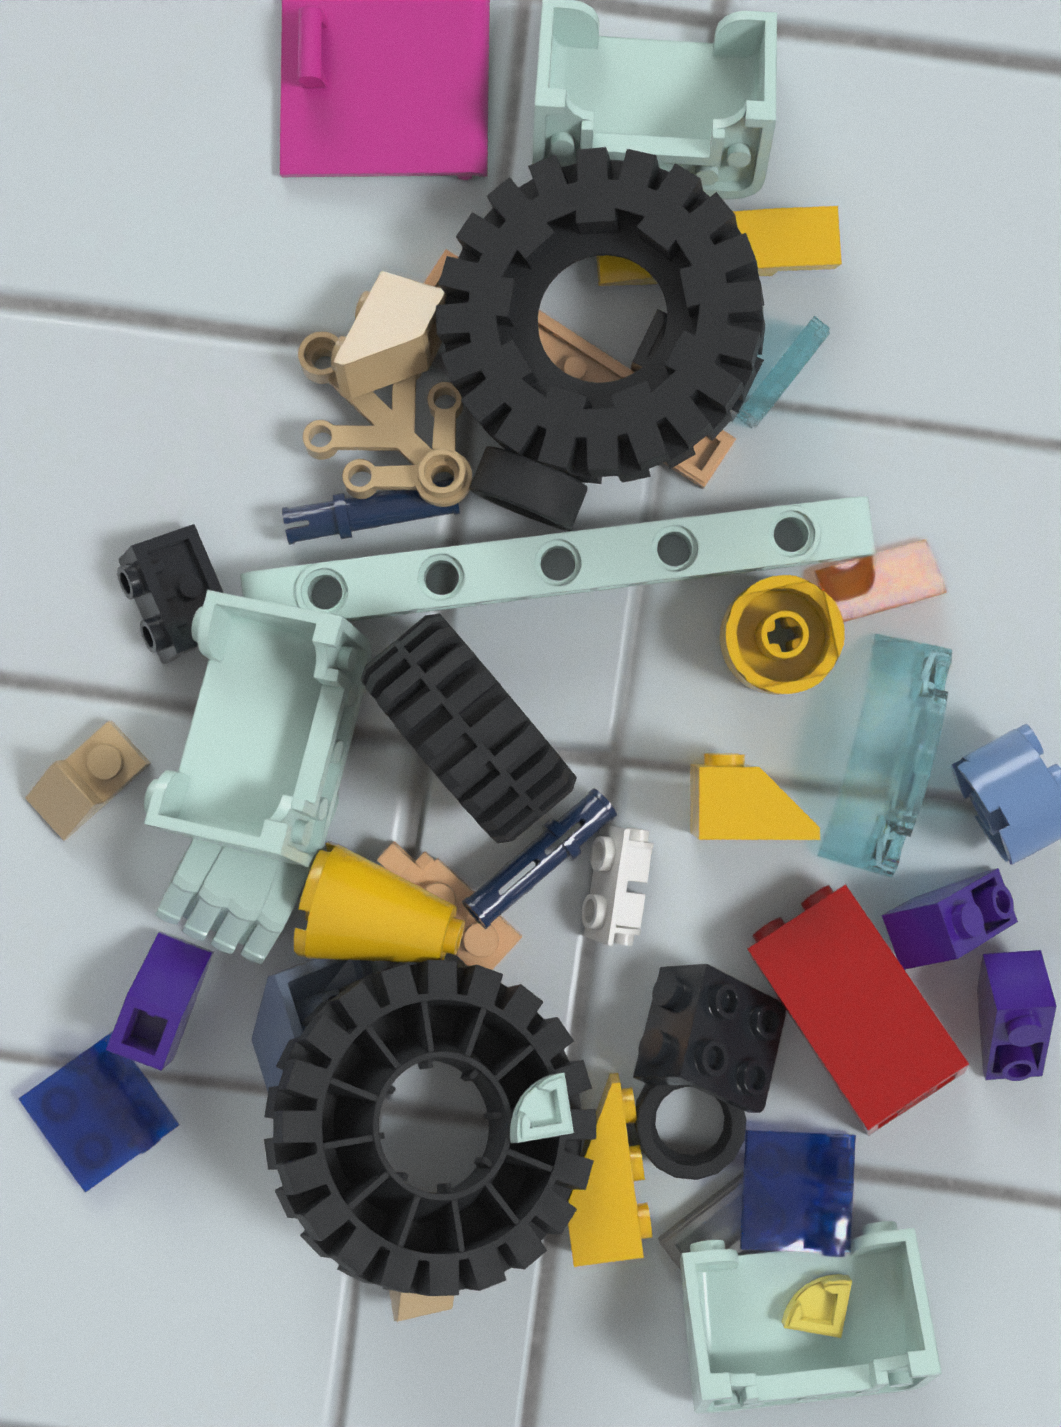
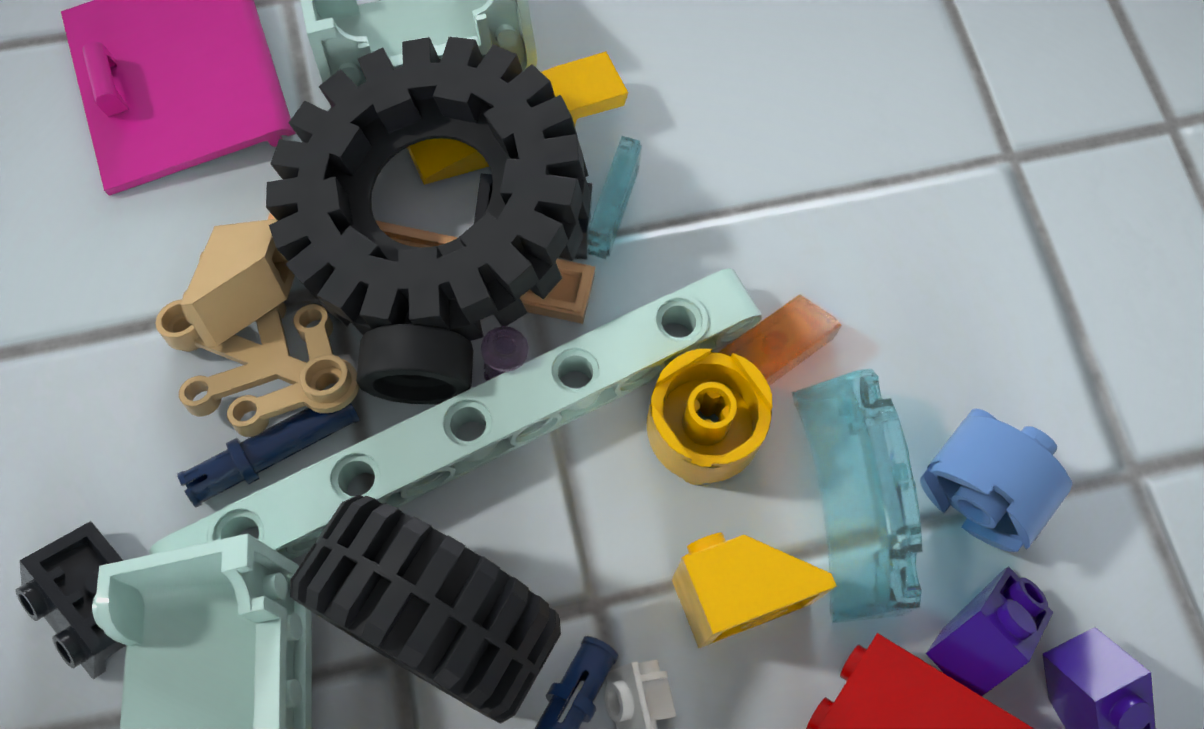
camera: 20 degrees left, 20 degrees down
(623, 497) = (503, 351): none -> clear purple pin

